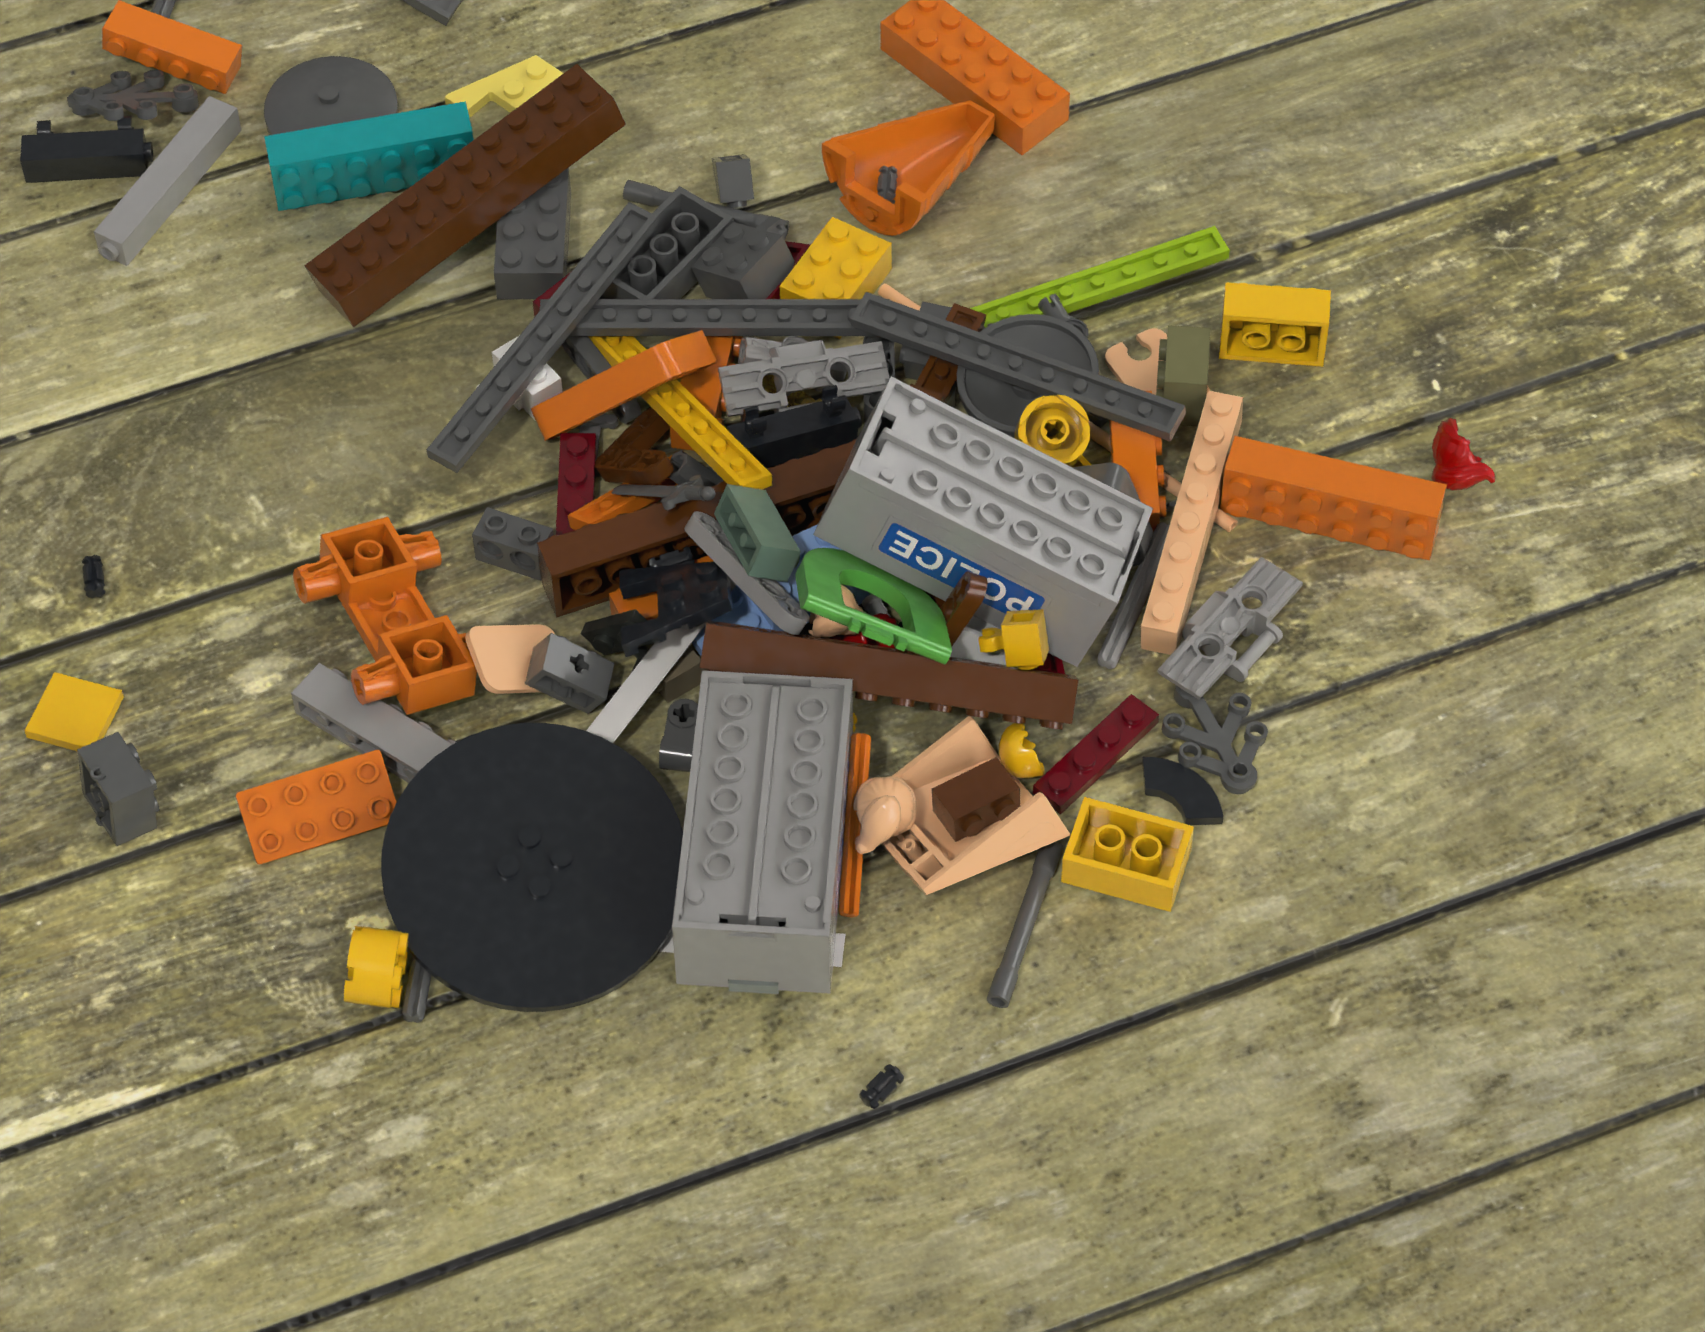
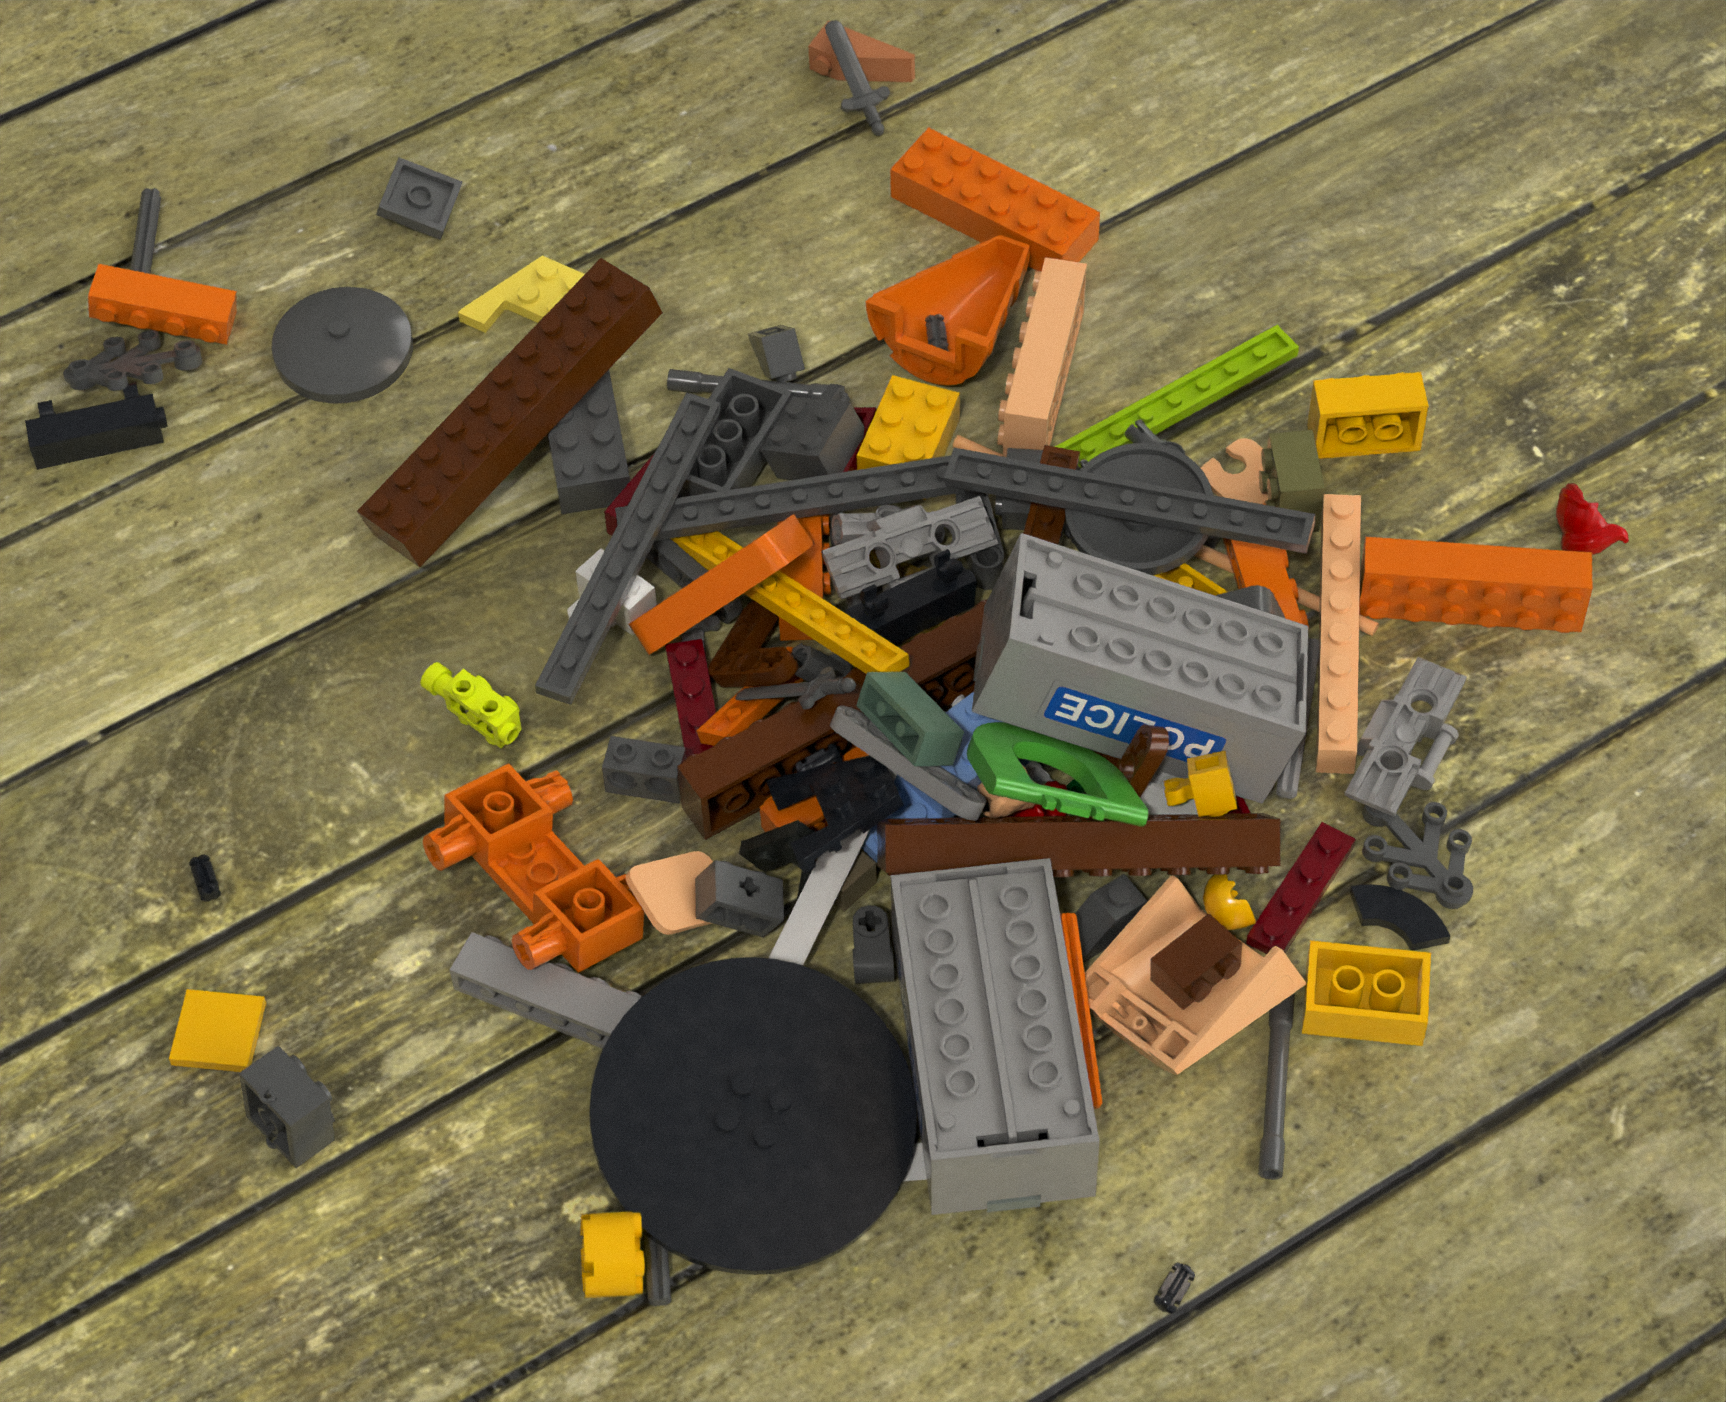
camera: 10 degrees left, 0 degrees up
(167, 181) = (188, 445): light grey brick -> none
(317, 806) = (505, 1087): orange bracket -> none
(364, 155) = (394, 385): teal brick -> none
(372, 458) = (486, 707): none -> neon yellow brick
(884, 810) = (1108, 990): light nougat hair -> none
(902, 743) = (1107, 914): none -> dark grey slope
(980, 221) = (1044, 356): none -> light nougat brick
(1058, 413) = (1198, 547): yellow brick -> none

